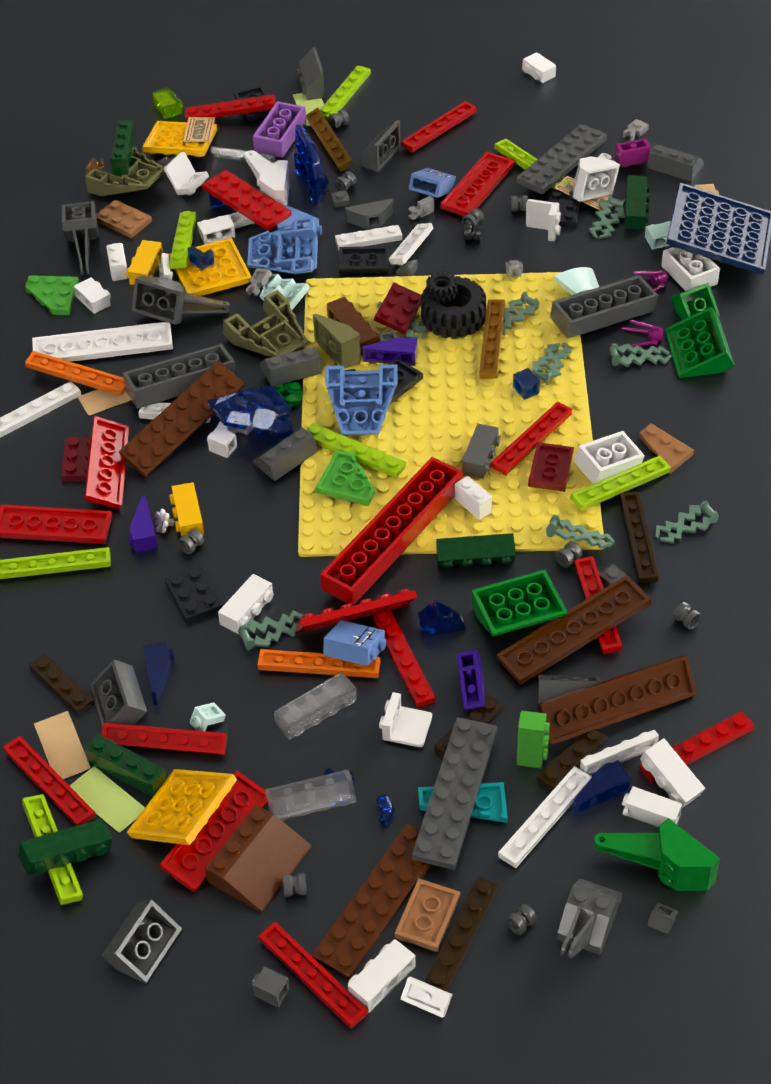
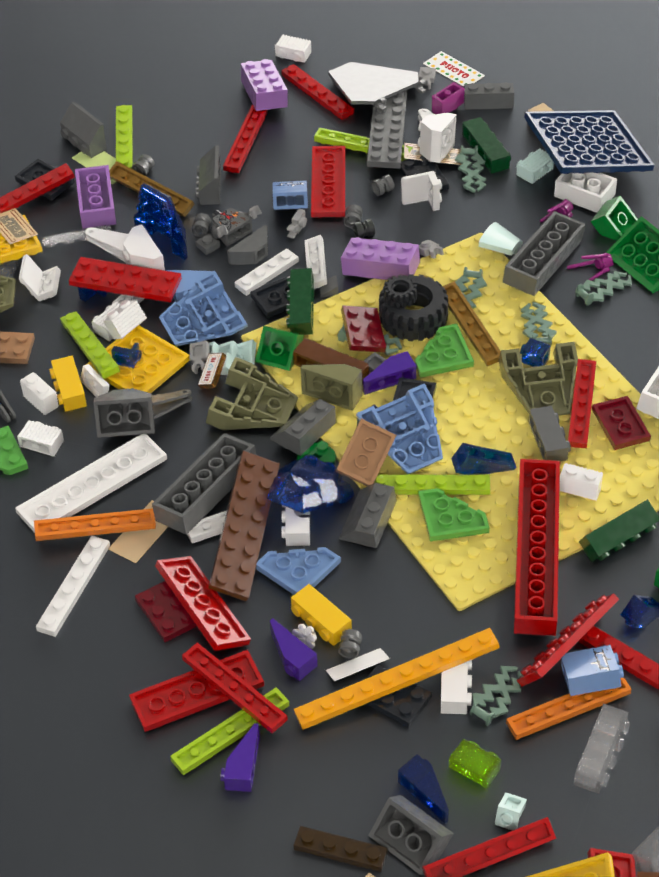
camera: 30 degrees left, 0 degrees up
(41, 589) = (242, 762): none -> dark purple slope
(75, 532) = (235, 688): none -> red plate
(186, 559) = (357, 664): none -> white sticker
(200, 580) = (396, 678): none -> light orange plate
(202, 469) = (298, 567): none -> medium blue plate
(209, 670) = (475, 763): none -> clear neon green brick
(221, 229) = (124, 319): none -> white brick
(258, 295) = (212, 370): none -> tile
(312, 401) = (366, 453): none -> medium nougat plate
(319, 293) = (277, 347): none -> green slope
(368, 189) = (233, 224): none -> dark grey torso
(368, 268) = (301, 301): none -> dark green brick
(406, 447) = (481, 460): none -> slope
(451, 354) = (444, 353): none -> bright green plate
(462, 259) = (379, 258): none -> medium lavender brick
(485, 87) = (264, 85): none -> medium lavender brick
(513, 411) = (542, 384): none -> olive wedge
(532, 110) = (317, 92): none -> red plate
(581, 116) = (373, 83): none -> flag
(666, 131) = (453, 69): none -> white sticker

